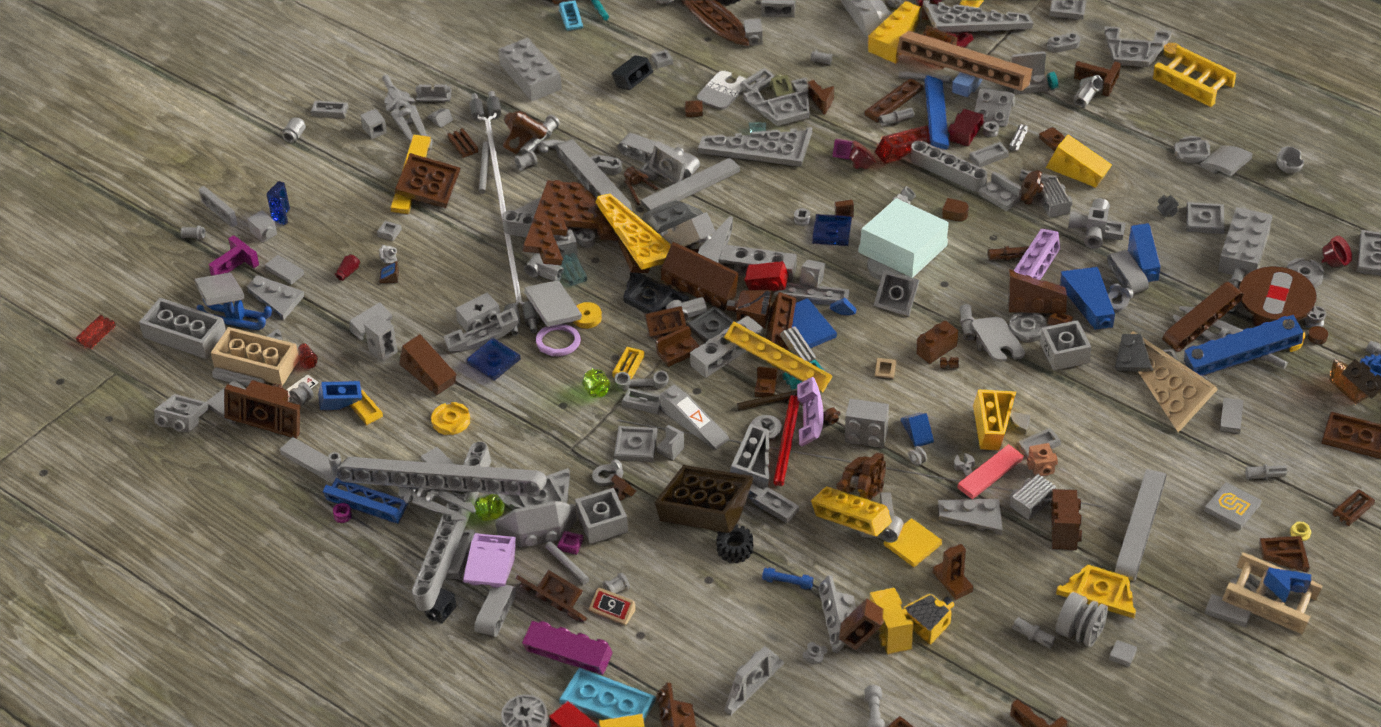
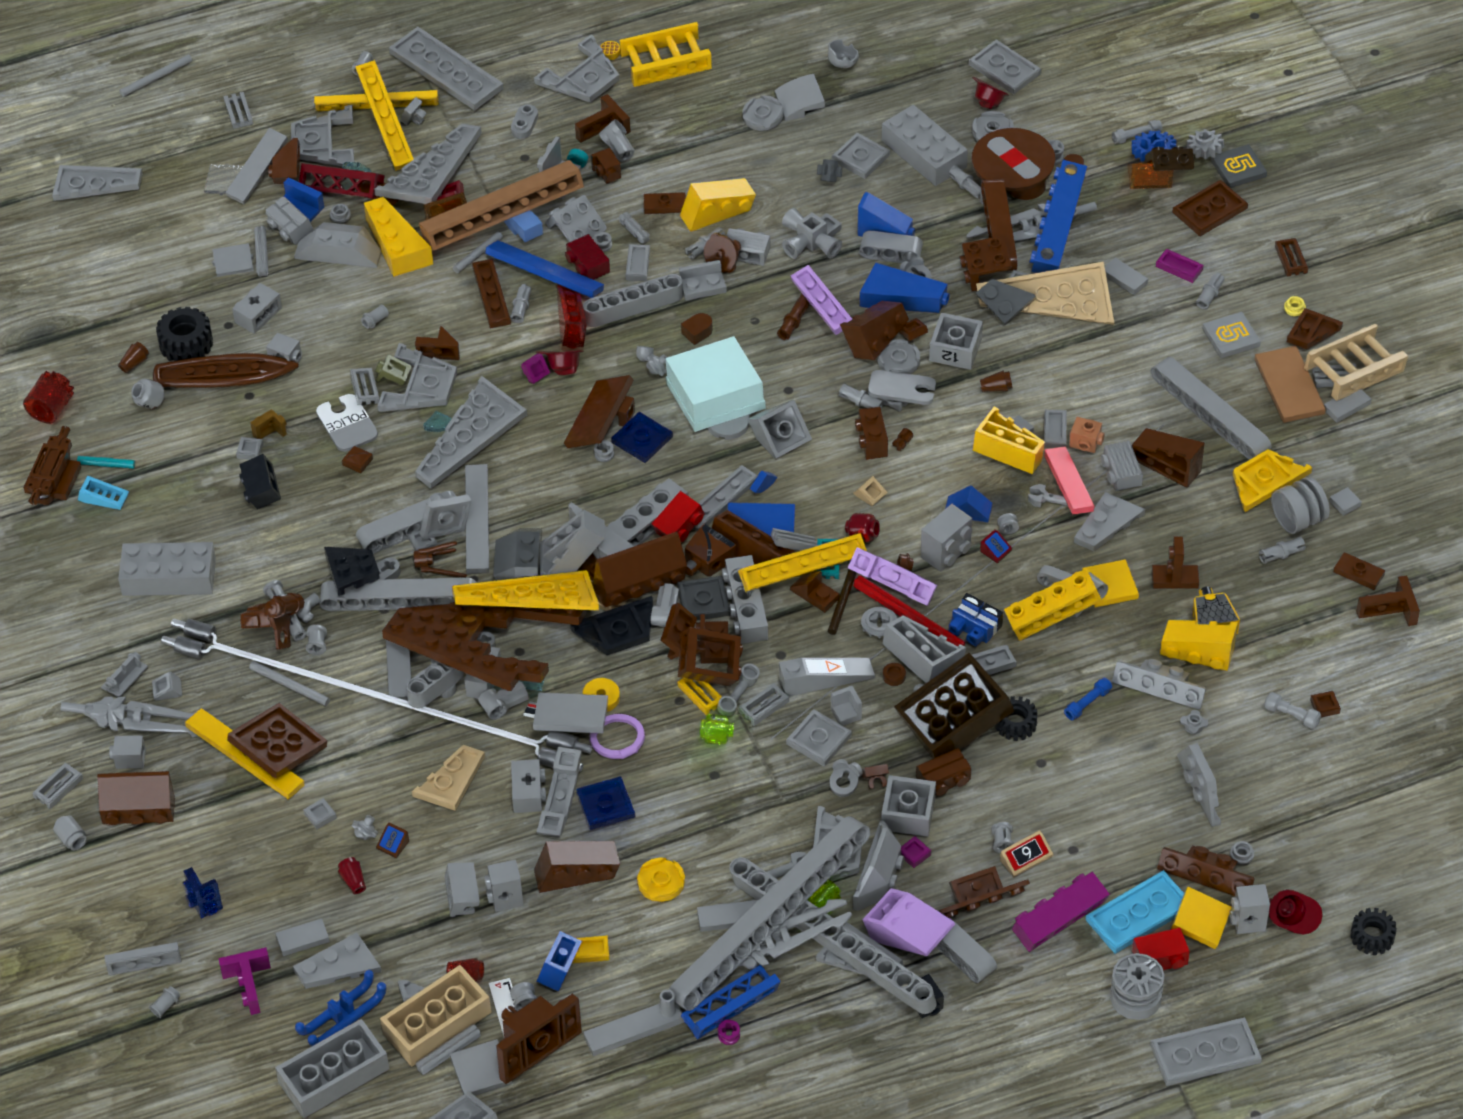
camera: 60 degrees left, 5 degrees up
(219, 289) = (302, 1005): light grey tile -> none
(262, 226) = (217, 928): light grey brick -> none
(334, 142) = (136, 797): none -> slope
(452, 138) = (231, 681): reddish brown tile -> none
(456, 277) = (451, 780): none -> tan wing
(567, 563) = (939, 866): light grey bar -> none
(592, 145) = (351, 567): none -> black wing
(639, 331) = (687, 657): none -> reddish brown window
(650, 524) = (947, 770): none -> reddish brown brick
(684, 54) = (268, 423): none -> pearl gold bracket
(725, 458) = (894, 674): none -> reddish brown tile
(810, 478) = (976, 619): none -> blue hips
(812, 273) = (701, 480): light grey brick -> none
(830, 195) = (598, 411): none -> reddish brown tile
(843, 377) = (864, 524): none -> dark red head
(861, 624) = (1205, 662): reddish brown brick -> none
(865, 475) = (1018, 570): reddish brown piece -> none
(893, 458) = (995, 546): none -> slope
(1052, 389) = (997, 382): none -> reddish brown cone
(1057, 694) = (1359, 571): none -> reddish brown plate
(1059, 96) = (606, 165): none -> reddish brown brick
(1159, 322) = (984, 258): none -> reddish brown bracket
(1213, 564) = (1289, 384): none -> medium nougat tile
(1275, 443) = (1179, 265): none -> magenta tile
(1284, 581) = (1362, 344): blue slope -> none

